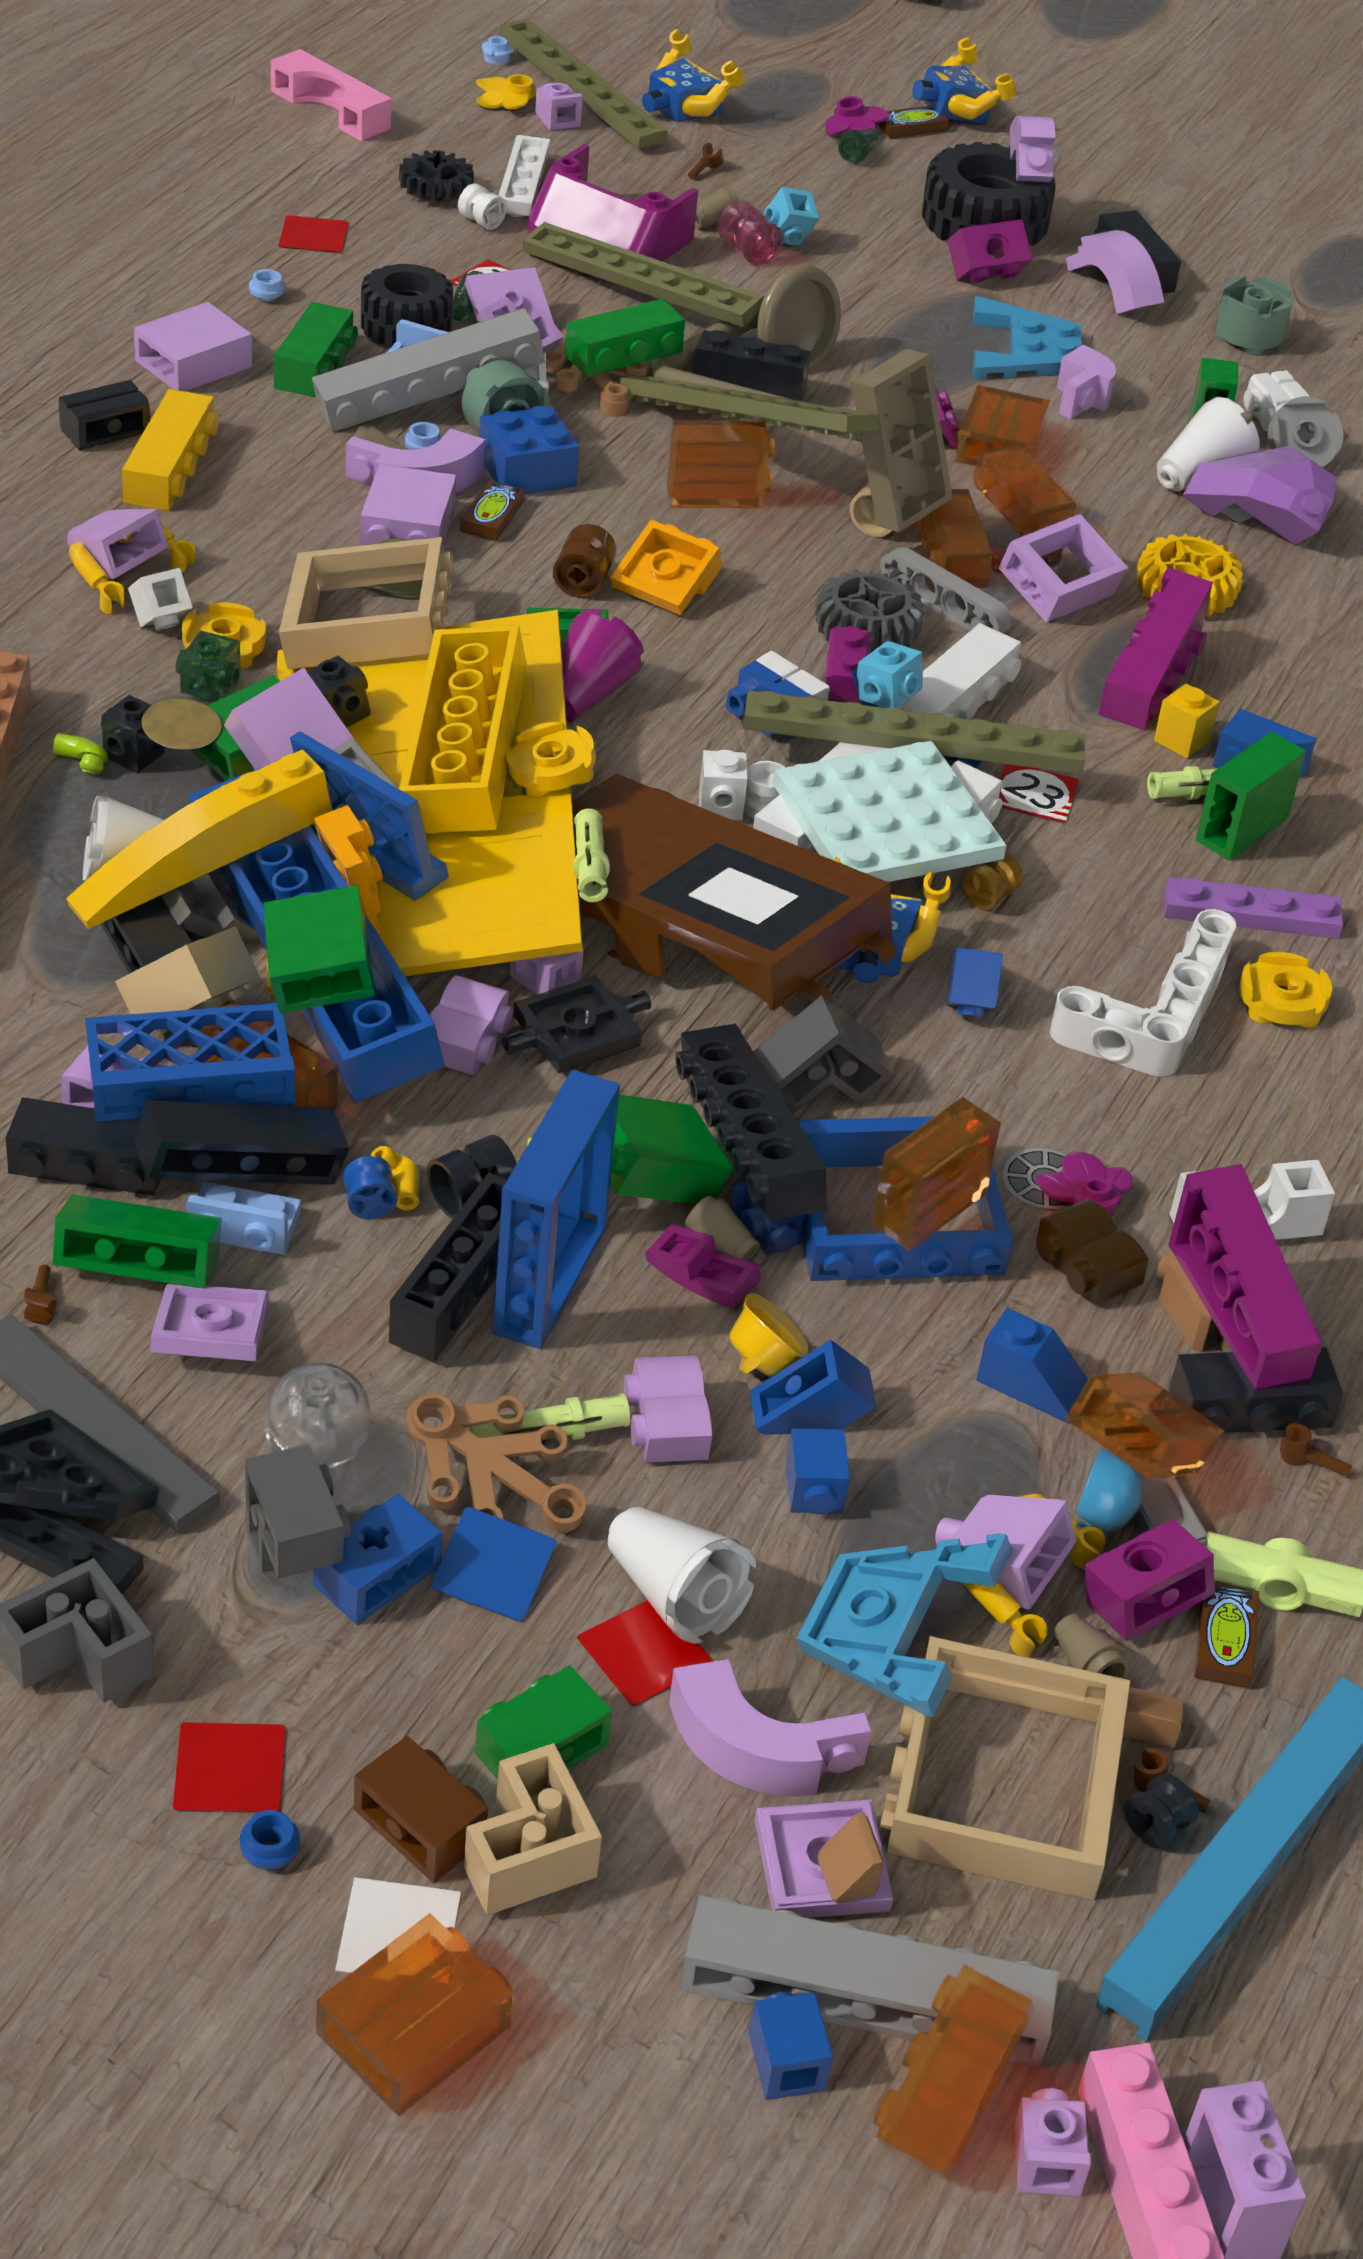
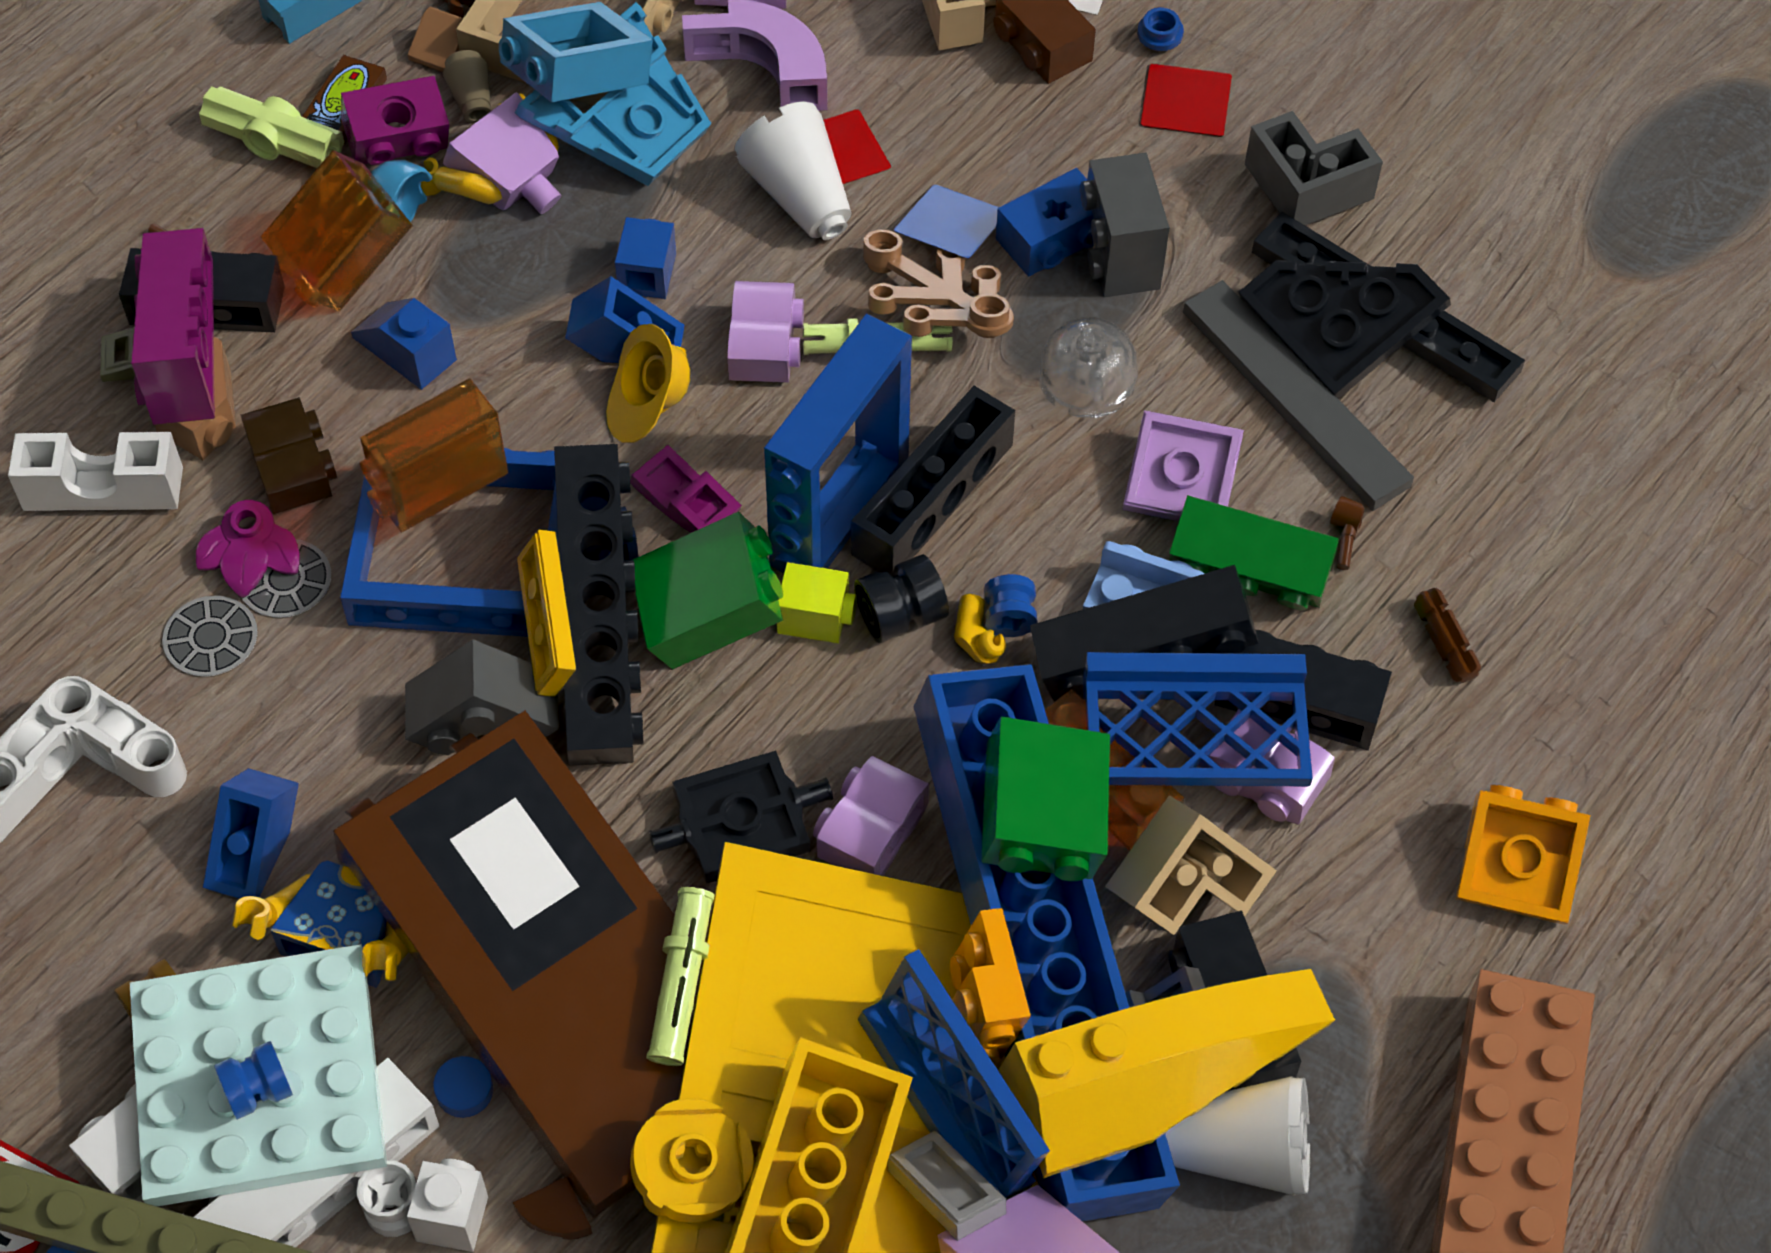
camera: 165 degrees left, 15 degrees up
(550, 1711) = (938, 71): green brick -> none
(720, 1221) = (654, 519): dark tan cone -> none
(789, 1090) = (546, 613): none -> yellow tile
(883, 768) = (253, 1080): none -> blue wheel
(929, 1631) = (575, 51): none -> dark azure window
(1087, 1129) = (209, 635): none -> sticker

